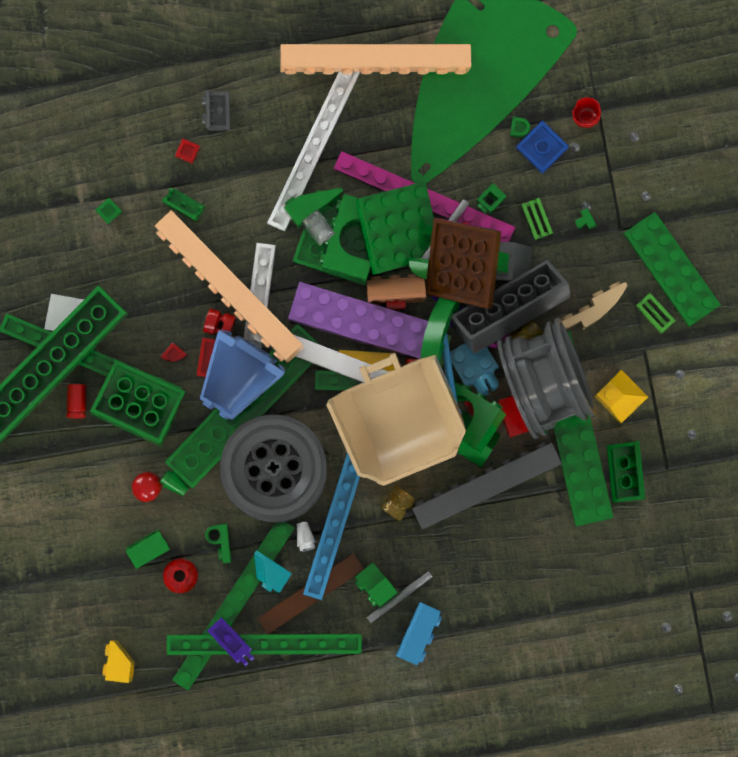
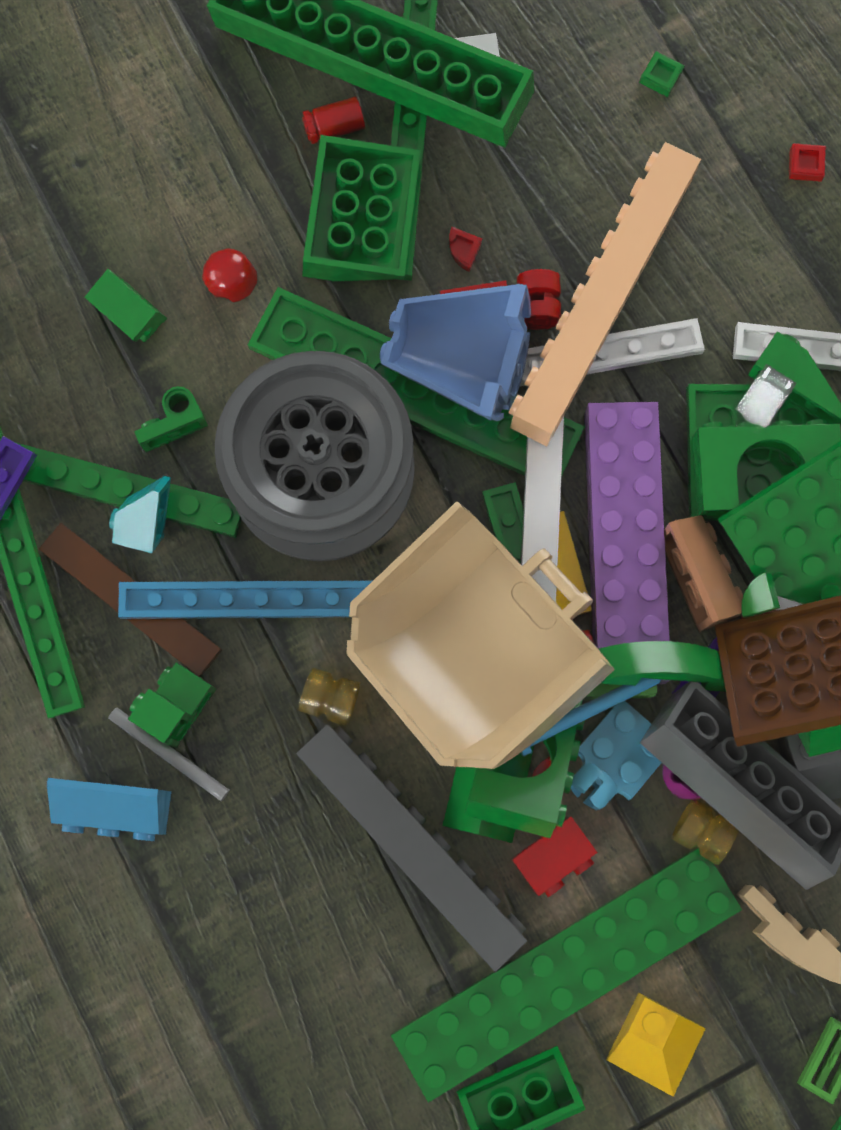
camera: 80 degrees right, 5 degrees down
(174, 483) = (247, 314): green cone -> none
(183, 204) = (716, 182): green hinge -> none
(188, 583) = (106, 388): red piece -> none
(305, 538) = (223, 557): white cone -> none
(396, 305) = (676, 583): red tile -> none
(546, 378) = (641, 890): dark grey wheel -> none

